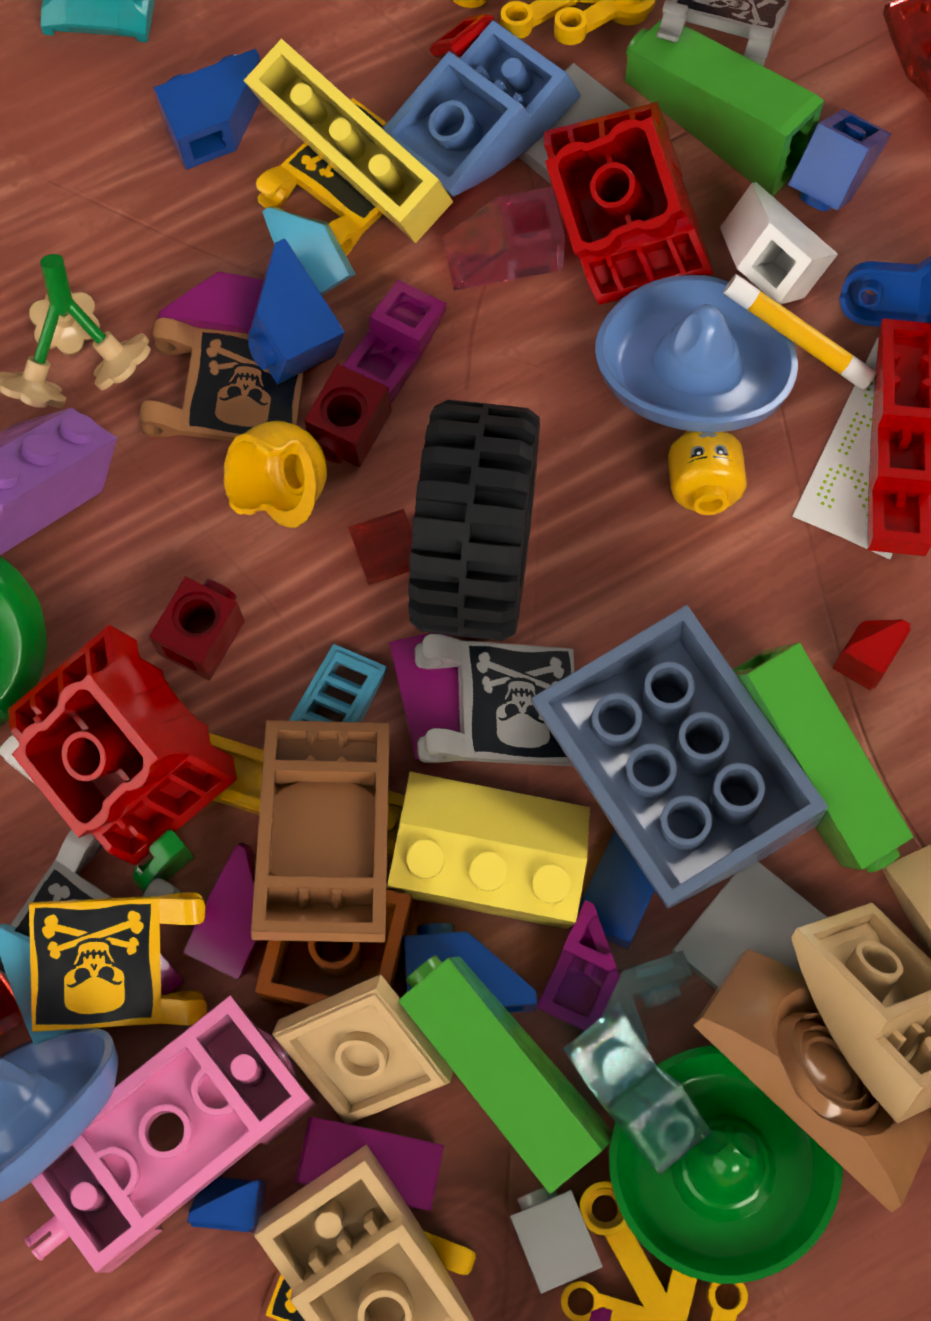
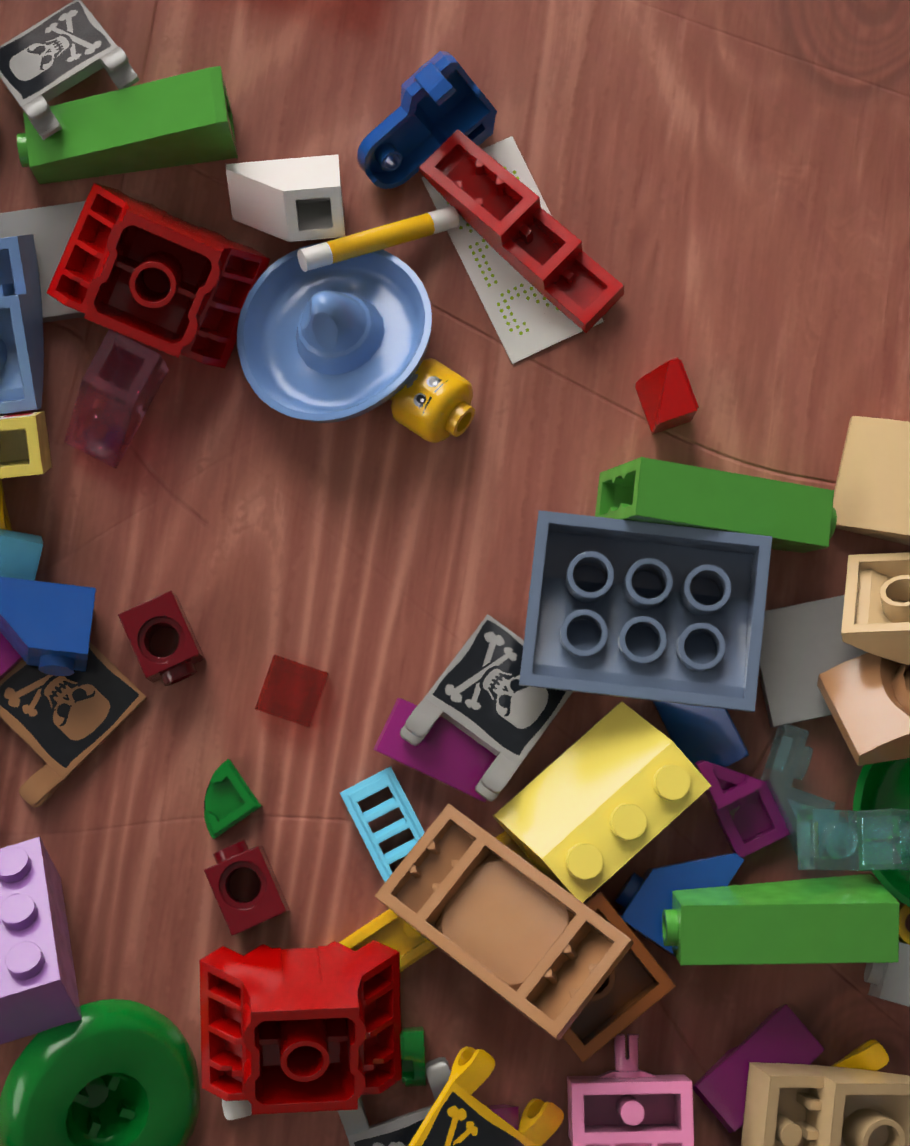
camera: 60 degrees left, 10 degrees up
(226, 932) = (498, 1031): magenta slope -> none
(260, 565) = (227, 800): none -> green tile
(275, 471) = (169, 727): yellow helmet -> none
(362, 1050) = (682, 1016): tan tile -> none
(397, 336) = (121, 549): magenta slope -> none
(473, 519) = (353, 616): black tyre -> none
(837, 160) = (256, 82): blue slope -> none

